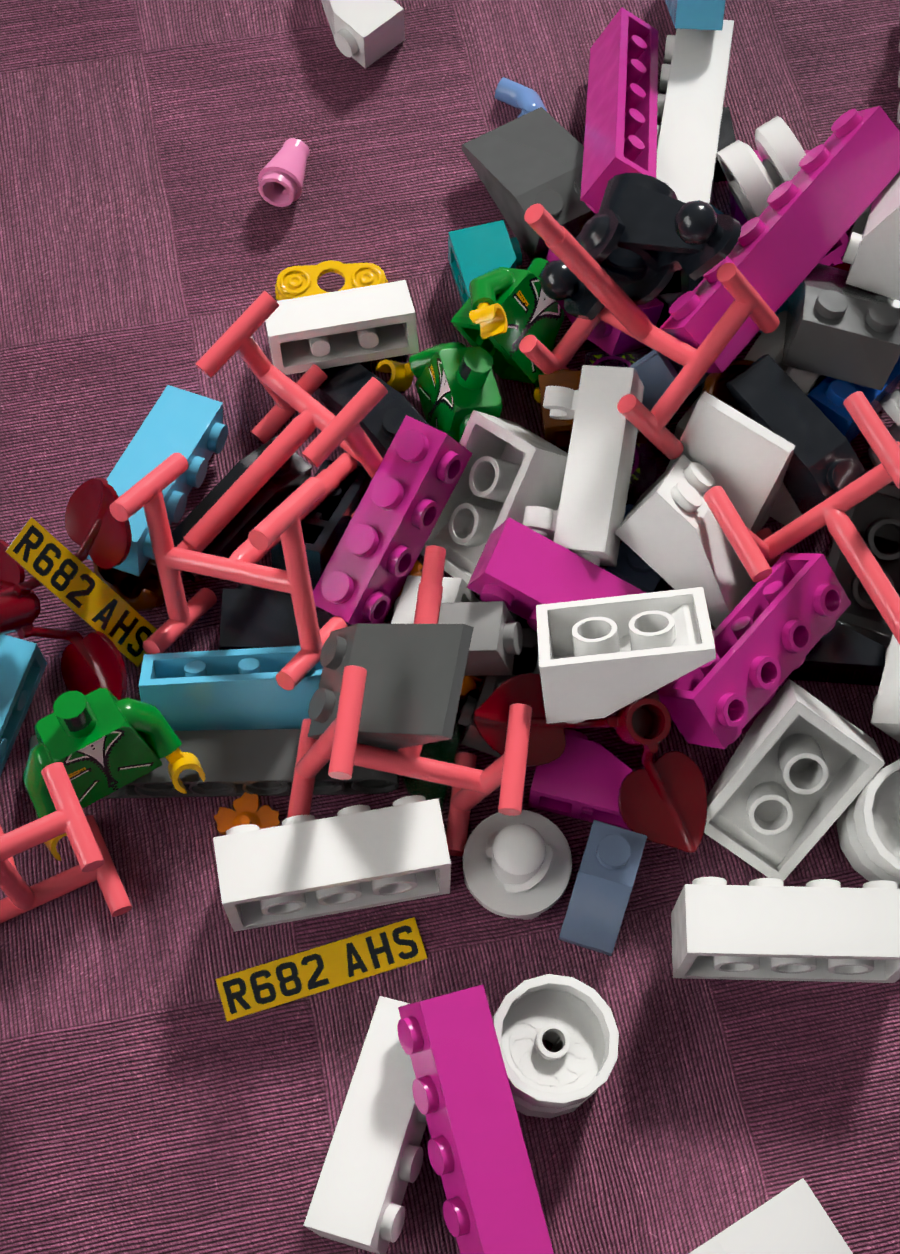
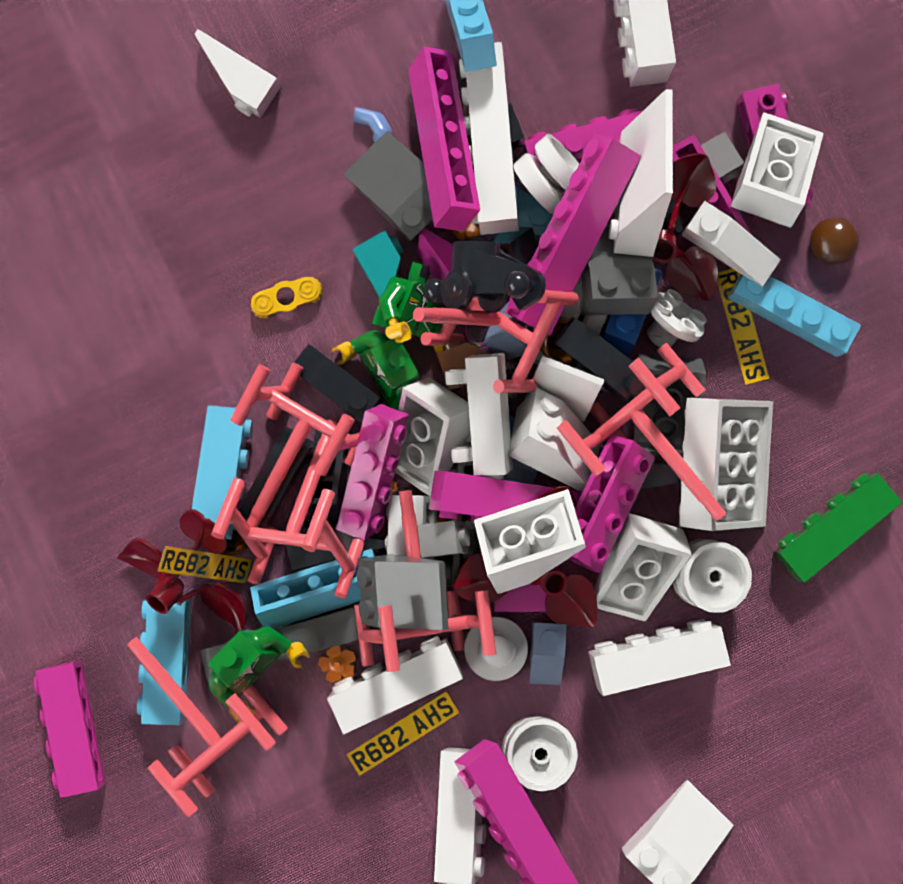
camera: 10 degrees left, 20 degrees up
(284, 174) = (232, 224): bright pink cone -> none
(342, 328) = (301, 332): white brick -> none

